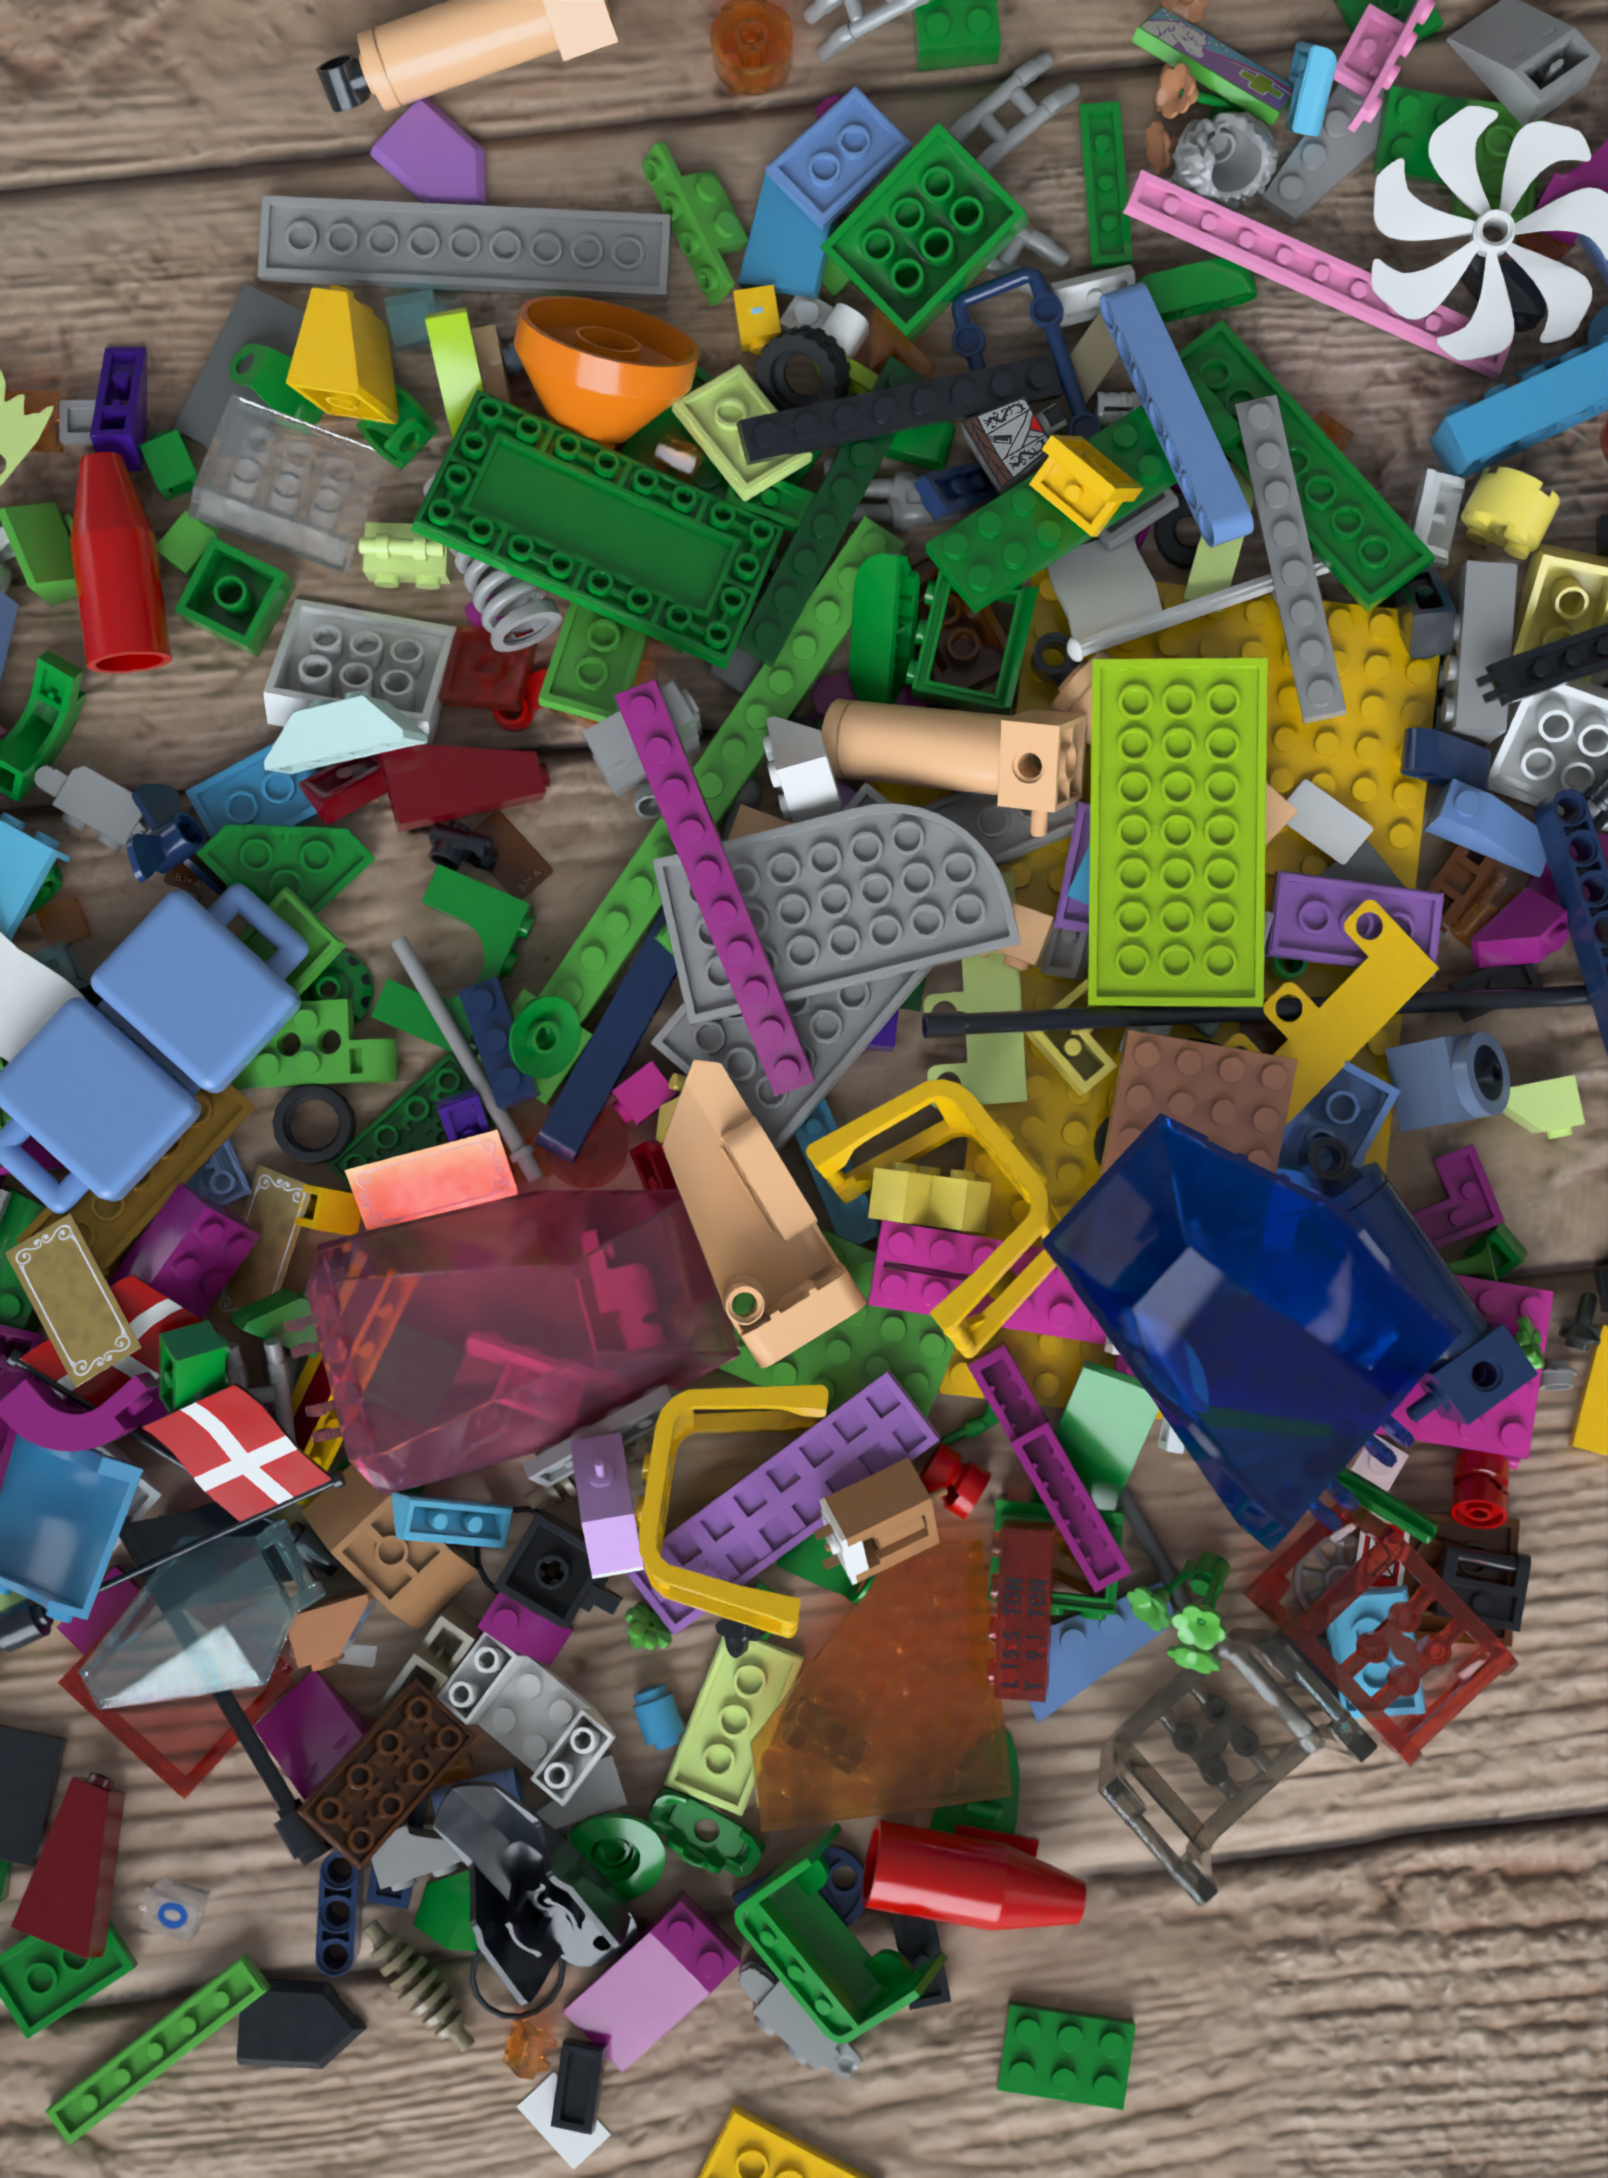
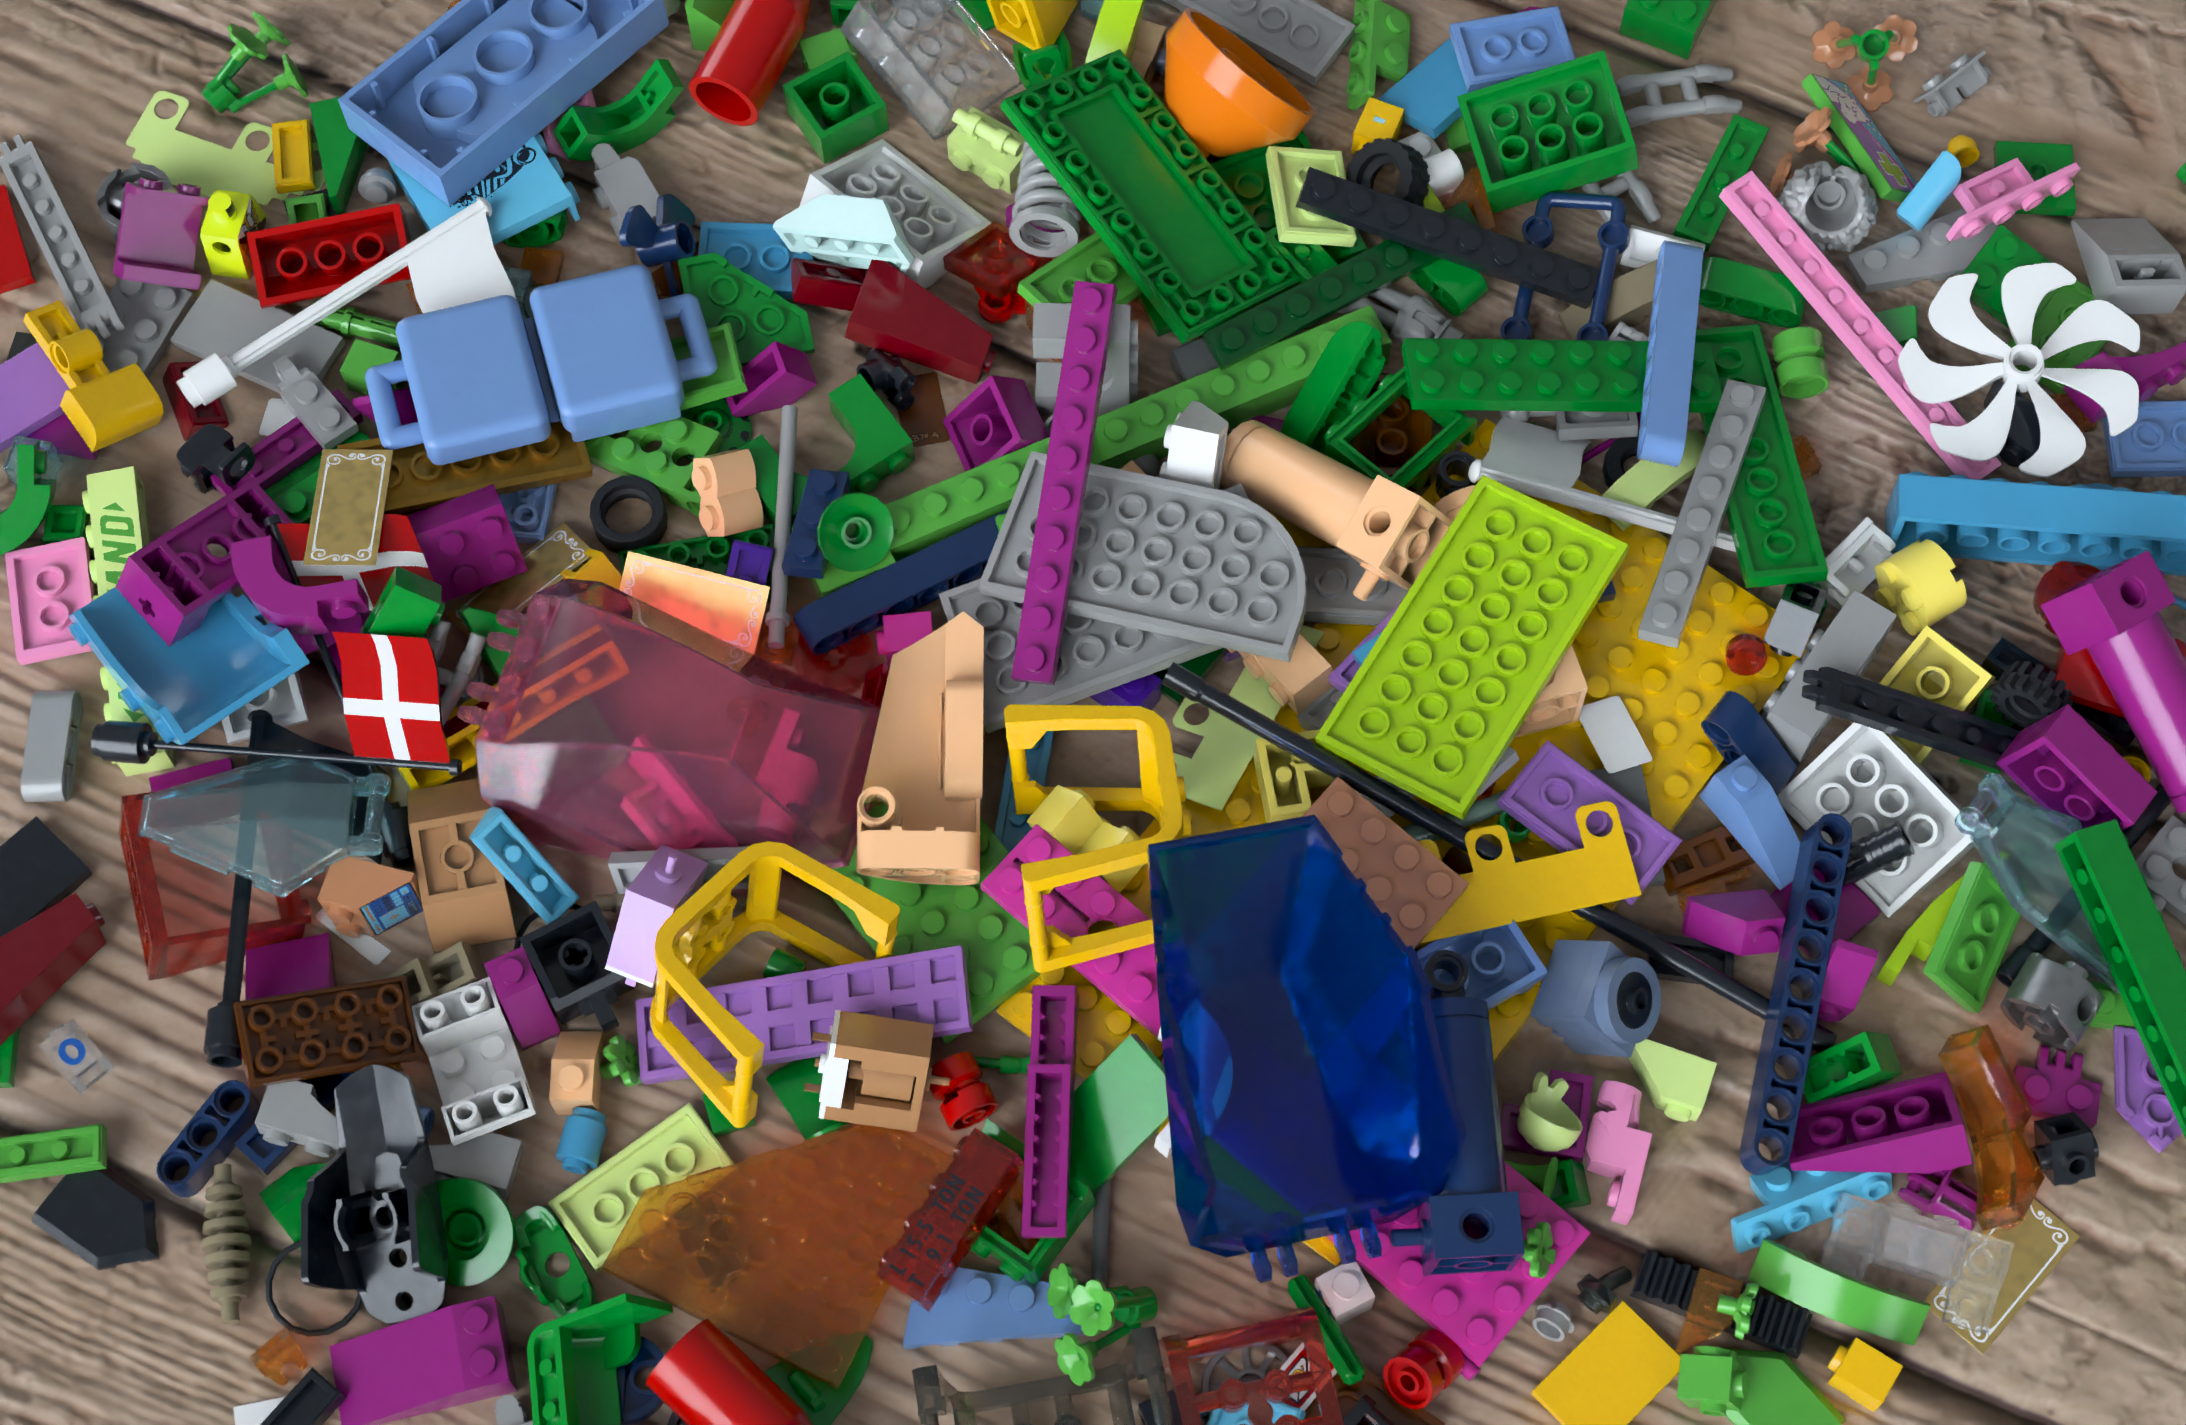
camera: 30 degrees right, 20 degrees down
(361, 913) = (773, 380): none -> magenta slope
(396, 1057) = (727, 492): none -> light nougat brick
(593, 839) = (994, 421): none -> magenta slope
(613, 1659) = (576, 1071): none -> light nougat slope
(680, 455) = (1252, 190): clear orange tile -> none
(731, 1461) = (783, 963): none -> green hose
(737, 1636) = (694, 1107): black piece -> none
(955, 490) = (1454, 318): dark blue plate -> none
(1011, 440) = (1527, 308): torso -> none
(1083, 482) = (1560, 354): yellow bracket -> none
(1283, 341) = (1801, 363): none -> bright green wheel
(1307, 18) = (1964, 150): none -> yellow hinge
(1347, 244) = (1900, 322): none -> green slope
(1398, 676) = (1745, 654): none -> clear red tile
(1463, 1212) = (1546, 1119): none -> yellowish green piece
(1529, 1196) = (1618, 1146): none -> bright pink plate

